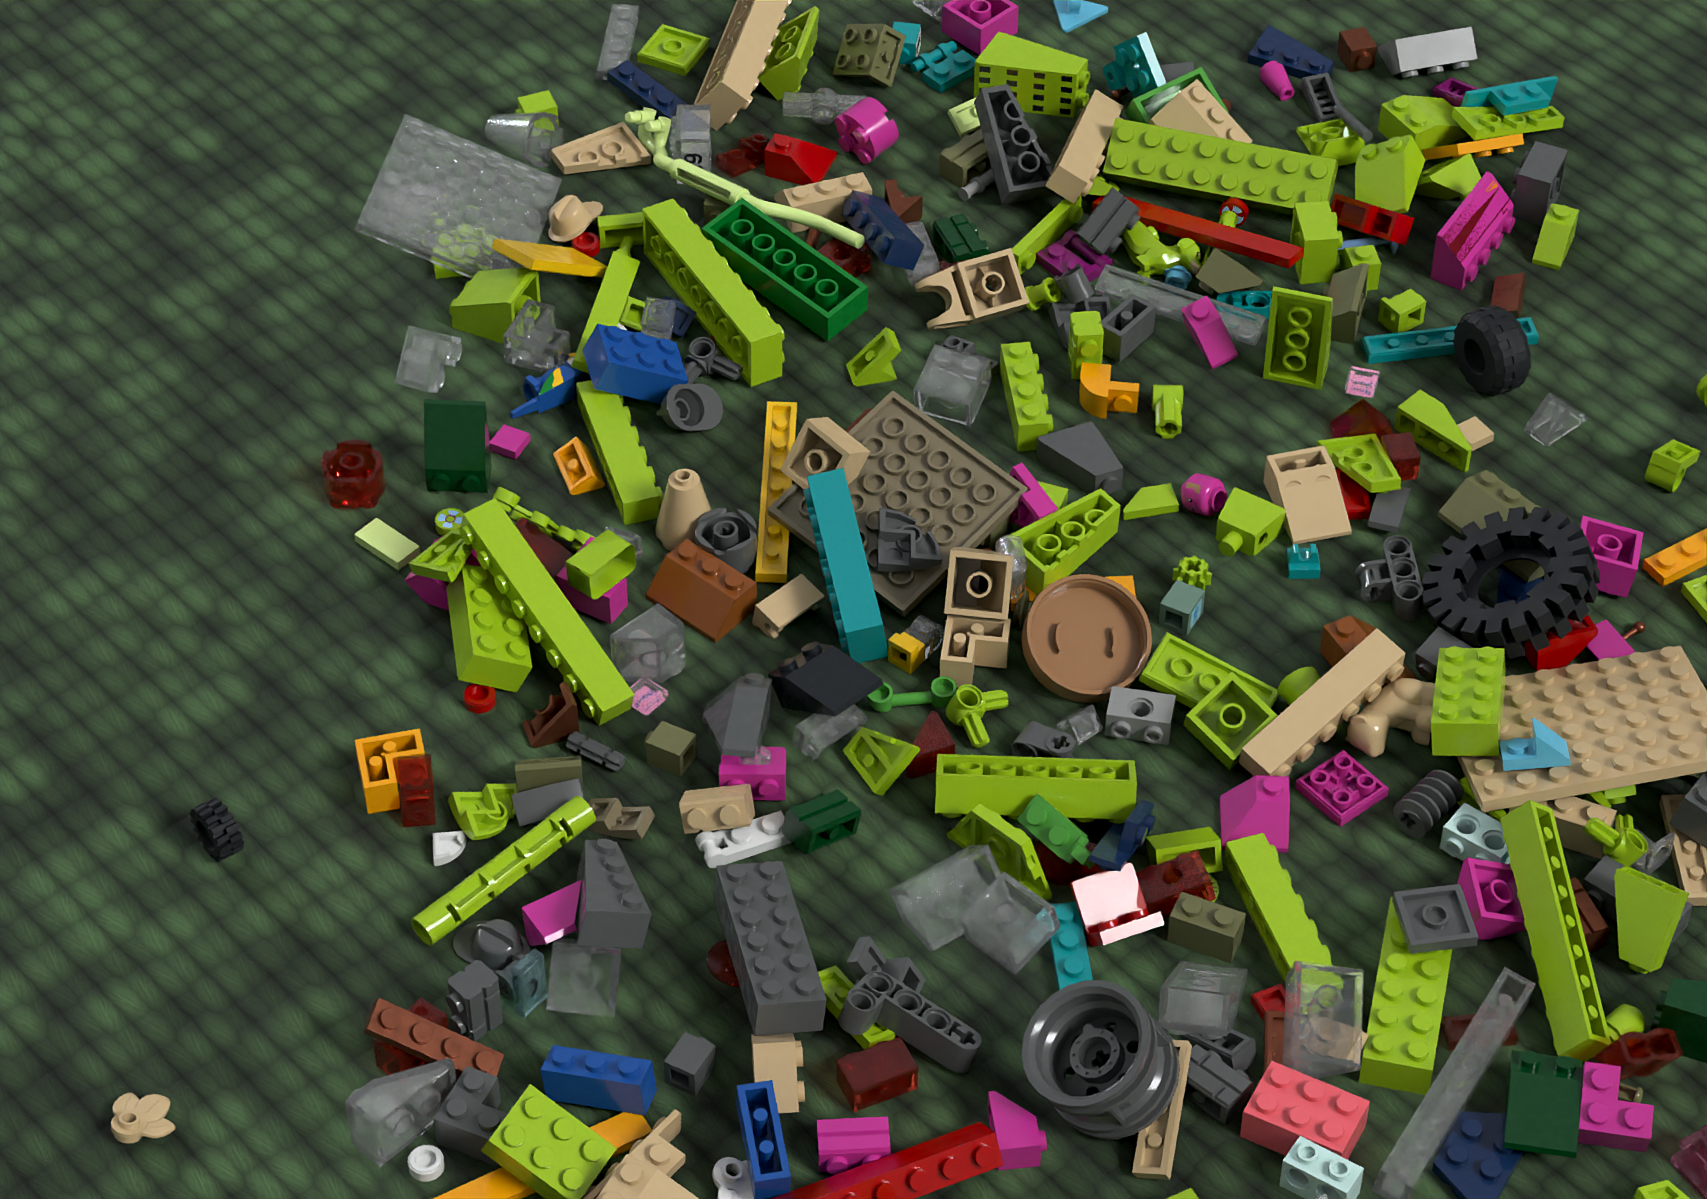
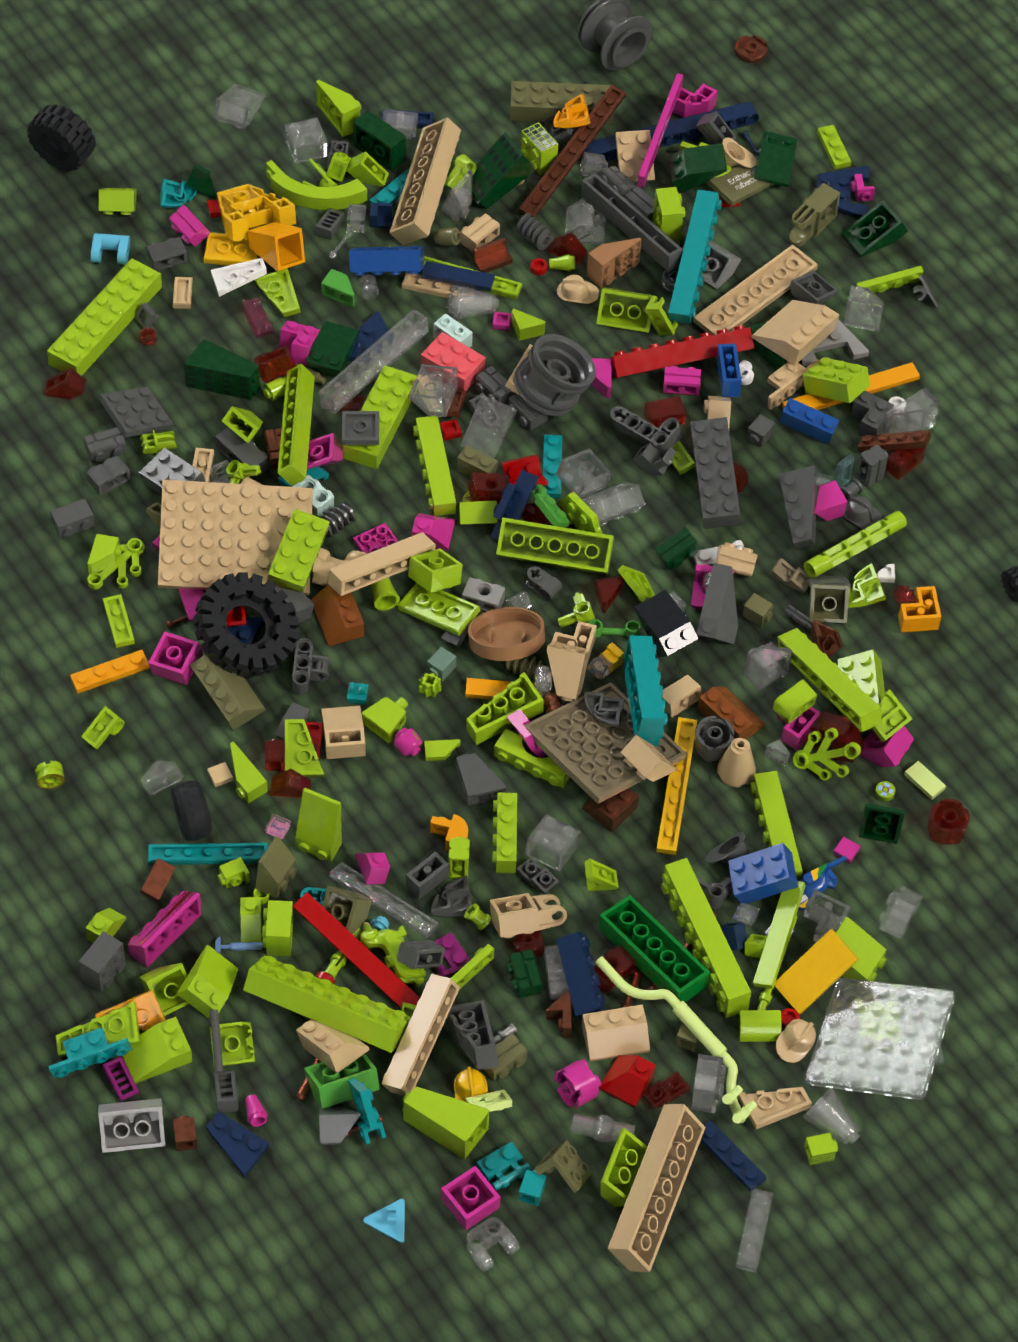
camera: 175 degrees left, 10 degrees up
(578, 467) = (802, 824): light orange slope -> none
(673, 50) = (711, 1216): lime tile -> none
(1074, 285) = (454, 916): dark grey piece -> none
(1168, 405) = (413, 818): lime piece -> none
(1371, 219) = (231, 950): red slope -> none
(1541, 751) = (274, 506): medium azure slope -> none

